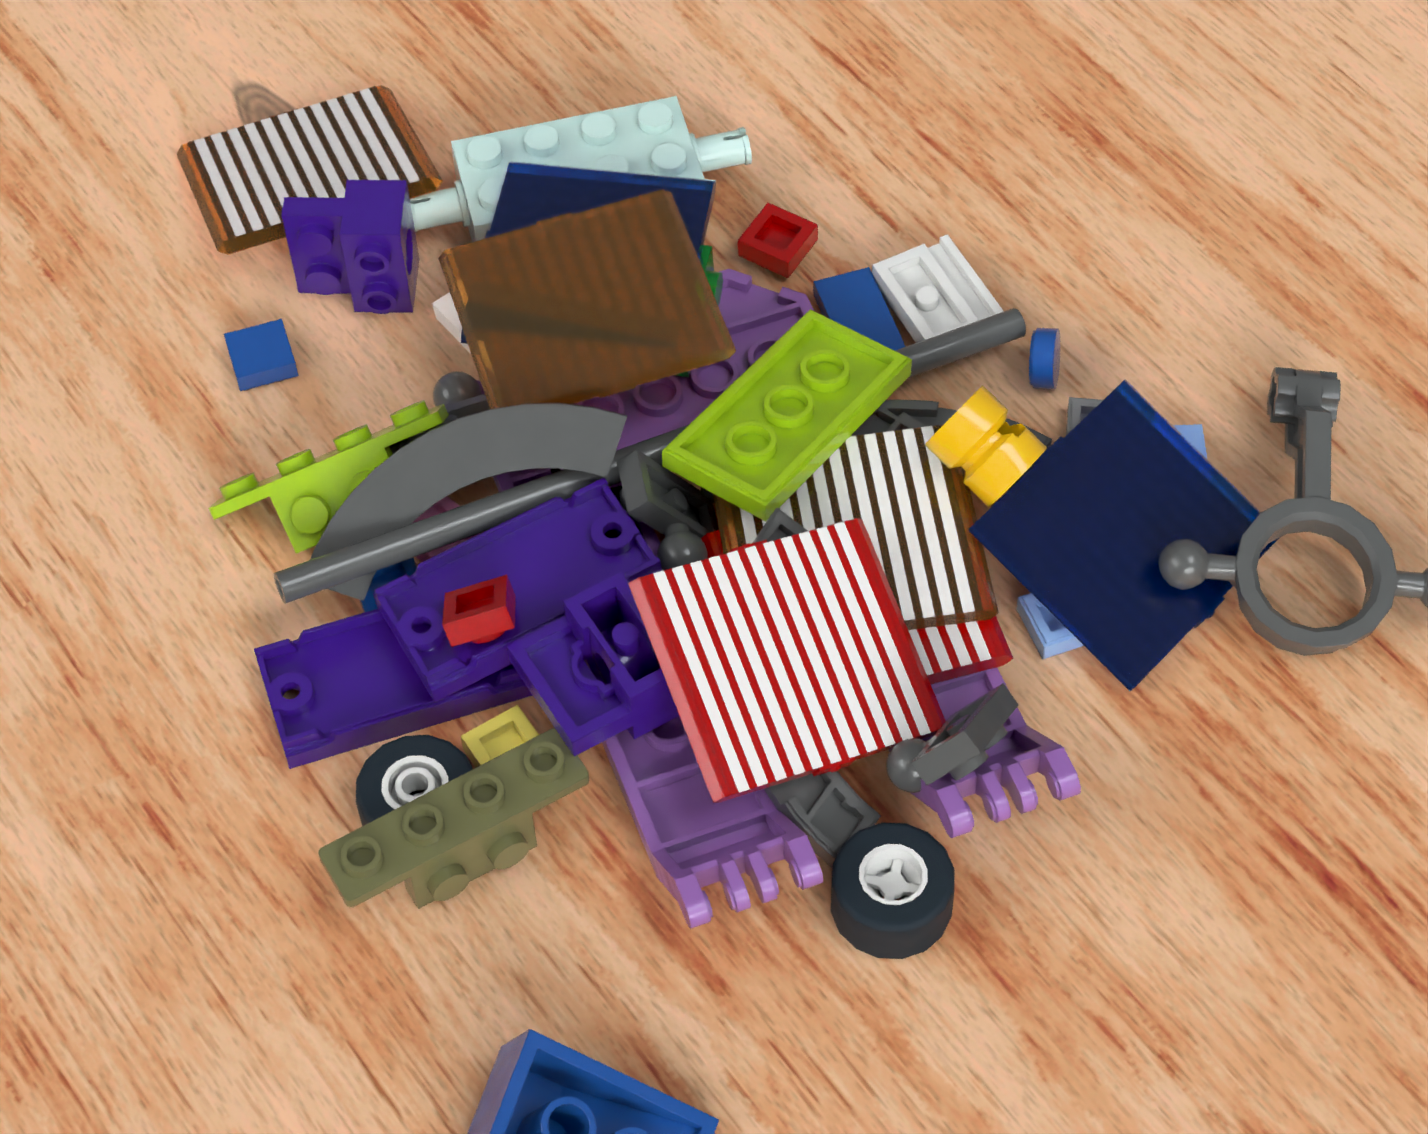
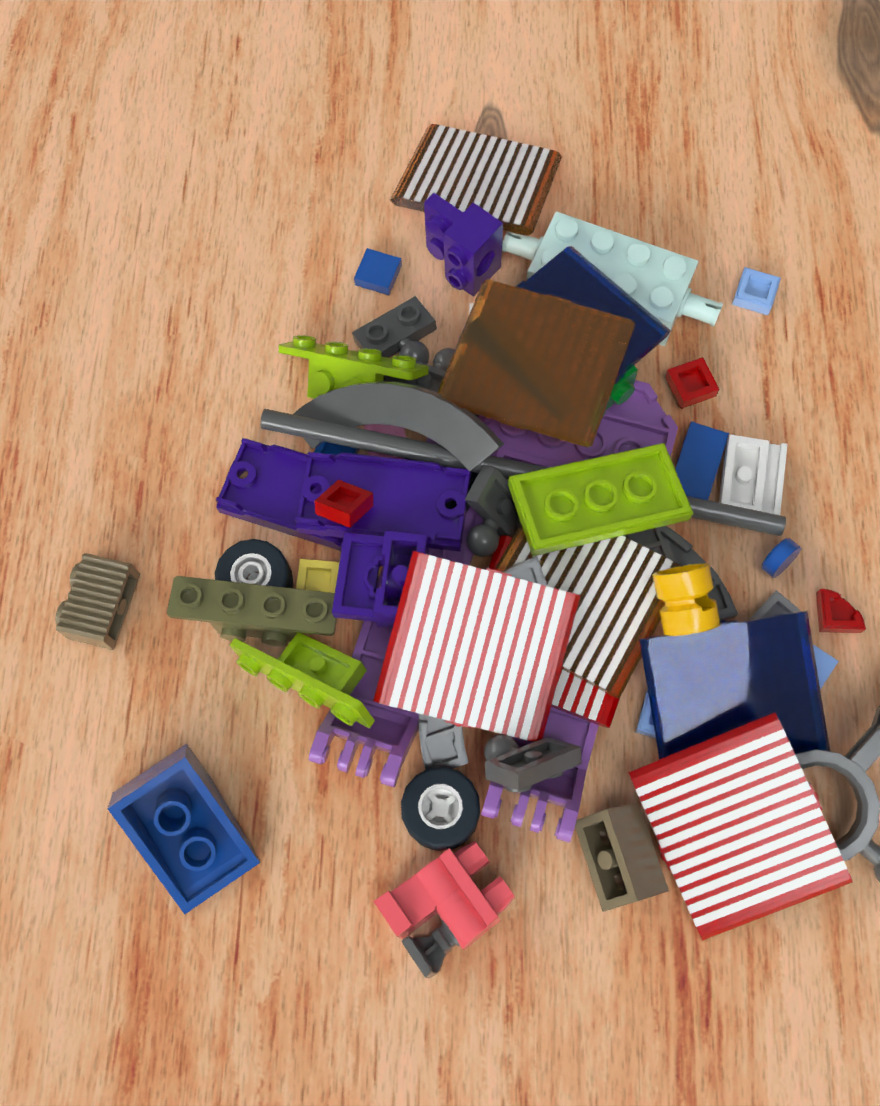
camera: 40 degrees right, 15 degrees up
(222, 972) = (97, 601): none -> dark tan brick
(350, 397) = (399, 331): none -> dark grey plate
(596, 844) = (314, 671): none -> lime bracket
(764, 100) = (756, 291): none -> light blue tile
(994, 965) = (445, 890): none -> coral hips
(1147, 783) = (620, 856): none -> dark tan brick
(1159, 381) = (837, 614): none -> red tile
(1247, 656) = (740, 827): none -> piece

